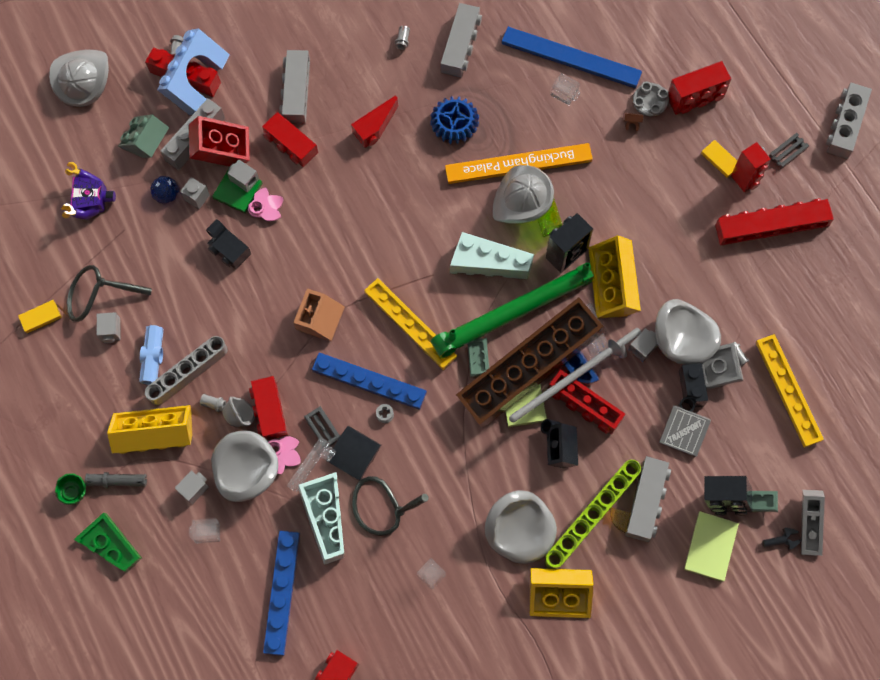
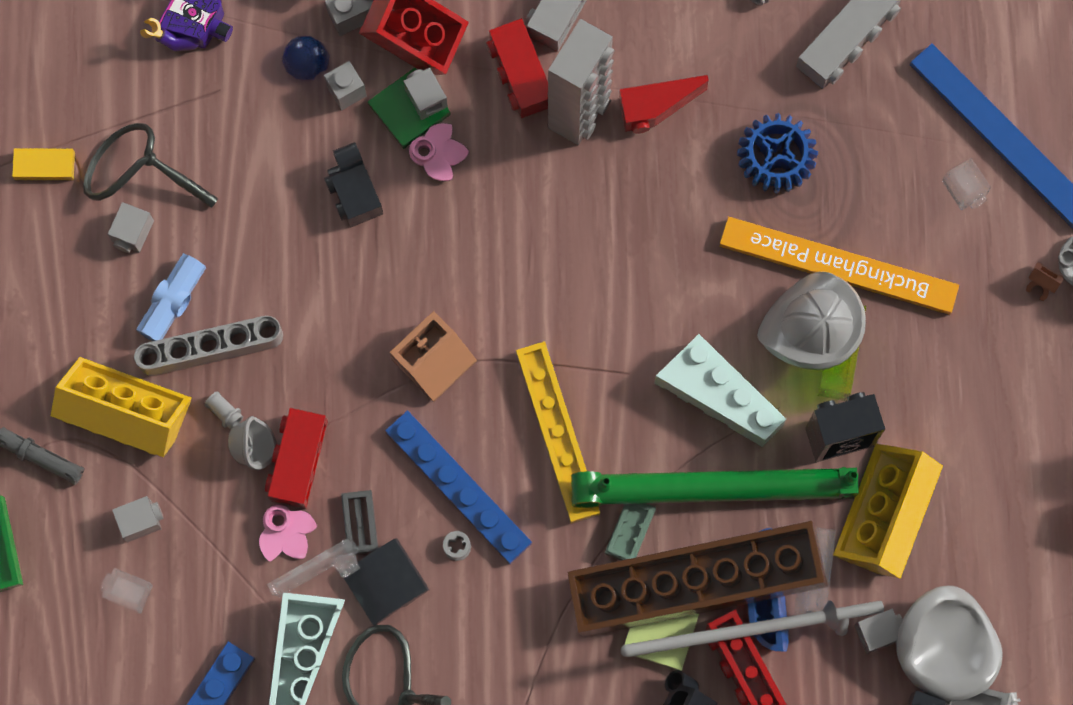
camera: 25 degrees right, 5 degrees up
(243, 465) = (222, 526): light grey piece -> none
(329, 123) = (580, 82): none -> light grey brick

